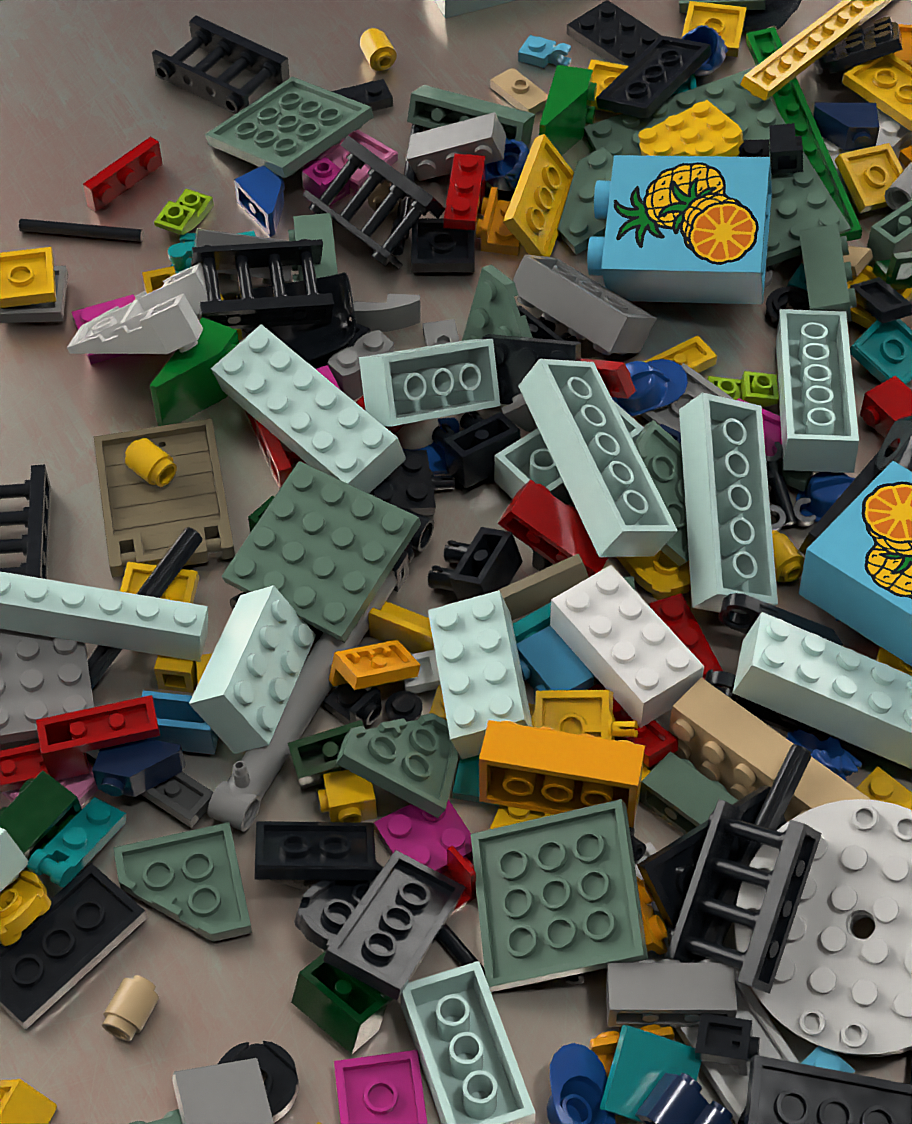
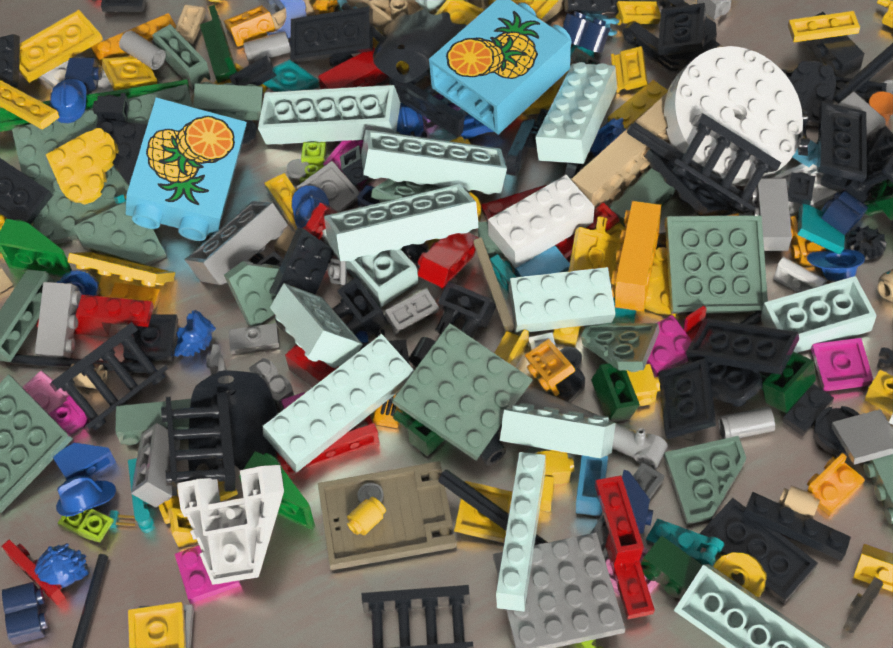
camera: 85 degrees left, 5 degrees up
(67, 171) = (23, 613): none -> dark blue brick
(87, 999) = (797, 526): none -> black plate
(121, 191) = (61, 565): none -> blue hair
(151, 1061) = (834, 484): none -> light orange bracket
(190, 475) = (370, 490): none -> light grey piece
(218, 203) = (82, 494): none -> blue piece
(273, 940) = (746, 423): none -> light grey pin
(304, 1041) = (805, 411): none -> black plate
(440, 282) = (194, 335): none -> blue hair
(474, 502) = (411, 310): none -> light grey hinge
(565, 1028) = (796, 276): none -> white brick
(729, 369) = (297, 168): none -> light grey piece
(800, 105) = (69, 100): none -> blue piece
(866, 1065) = (802, 137): none -> black bar

